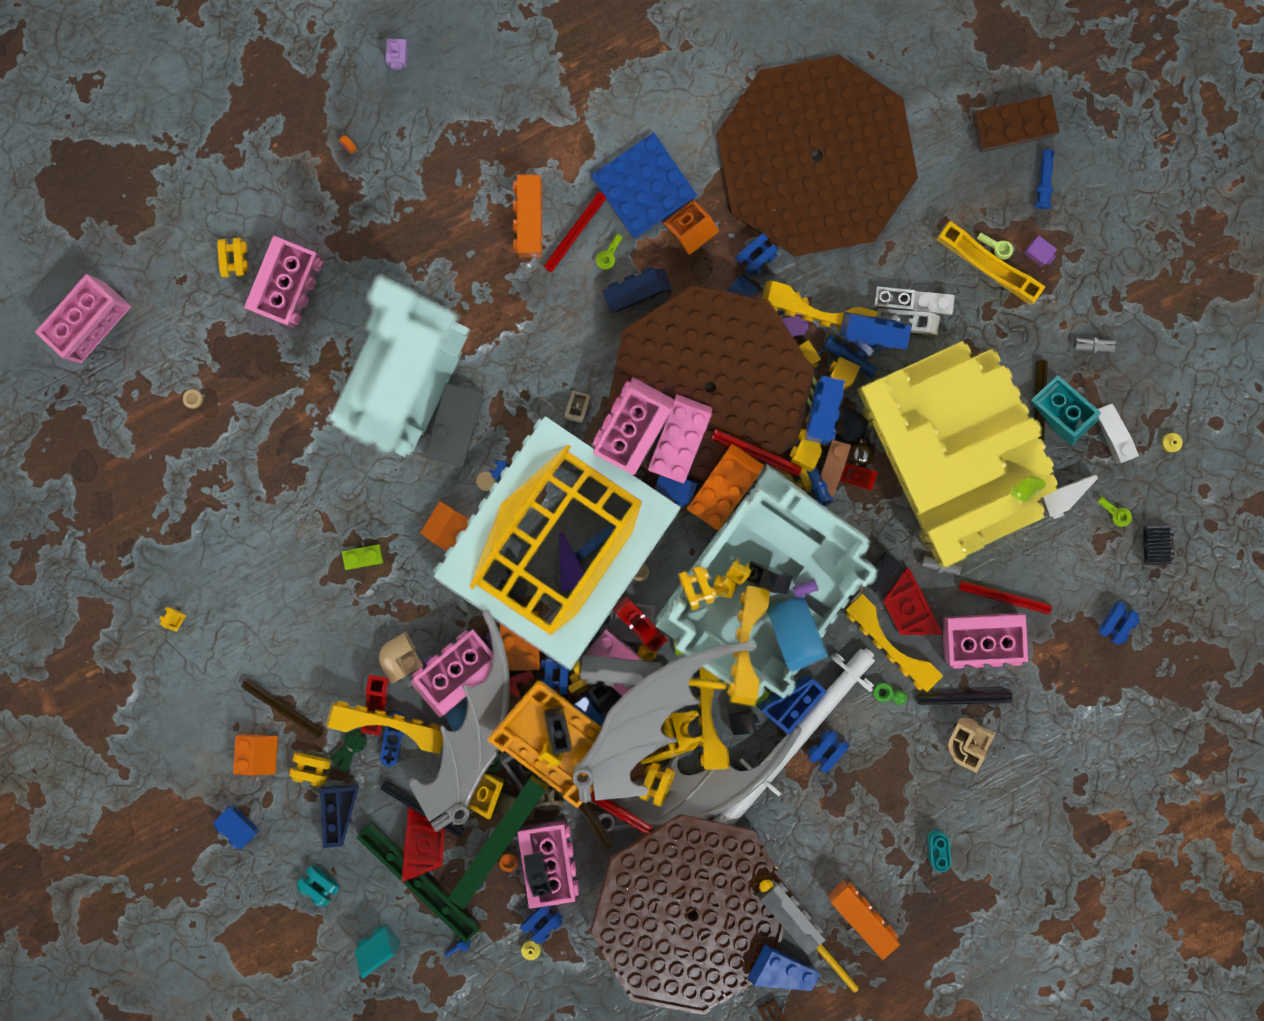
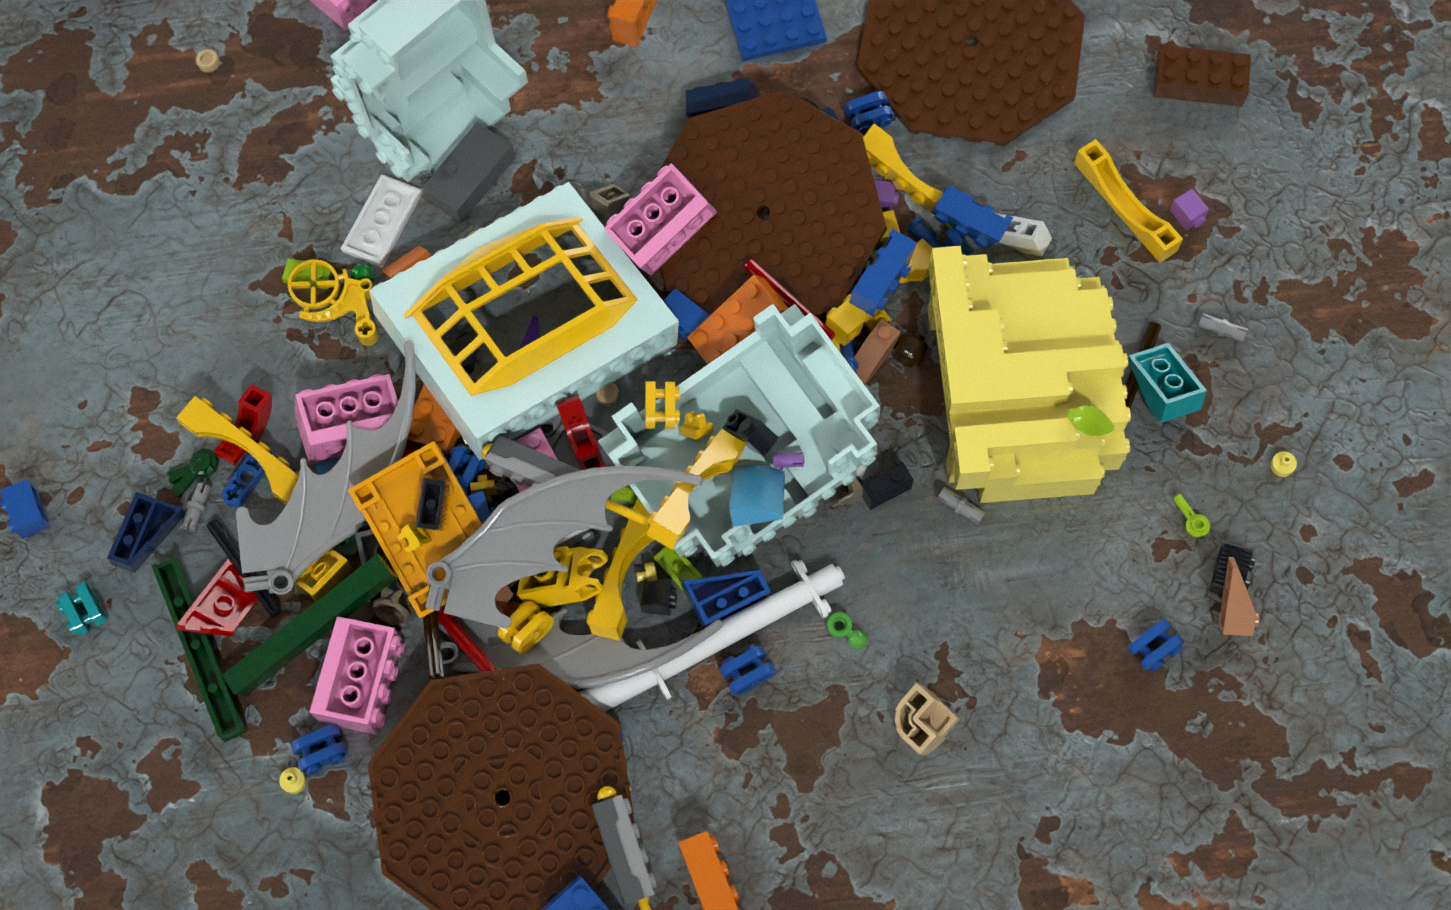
camera: 20 degrees right, 20 degrees down
(172, 619) = (72, 264): yellow tile -> none
(255, 754) = (86, 436): orange slope -> none
(282, 708) = (142, 400): dark brown axle -> none
(316, 777) = (124, 474): yellow brick -> none
(365, 777) = (195, 507): none -> light grey pin
(376, 950) = (110, 706): teal slope -> none
(399, 658) = (290, 382): tan brick -> none
(400, 490) = (381, 220): none -> white tile
(408, 543) = (362, 271): none -> green plate
(410, 569) = (353, 299): none -> yellow piece
(460, 945) = (215, 743): blue hand -> none
(508, 861) = (312, 664): orange tile -> none
(537, 874) = (336, 670): black slope -> none
(575, 231) = (681, 32): red axle -> none
(606, 259) = (703, 67): lime plate -> none
(680, 438) = (708, 254): bright pink brick -> none
(691, 226) = (808, 65): orange slope -> none
(728, 705) = (649, 574): none -> light yellow tile
(738, 572) = (716, 412): yellow tile -> none
(850, 424) = (907, 311): black slope -> none
(858, 476) = (898, 374): red slope -> none
(909, 608) = (906, 541): red wing -> none
(914, 301) = (1021, 206): white slope -> none
(921, 671) = (894, 616): yellow arch -> none
(939, 850) = (839, 840): teal brick -> none
(964, 698) = (937, 669): black axle -> none
(980, 628) = (984, 601): bright pink brick -> none
(1002, 249) = (1145, 194): yellowish green plate -> none
(1005, 597) = (1026, 569): red axle -> none
(1044, 188) = (1214, 150): blue pin -> none
(1065, 497) = (1131, 478): white slope -> none
(1116, 435) = (1218, 433): white slope -> none
(1170, 576) = (1237, 610): none -> nougat slope

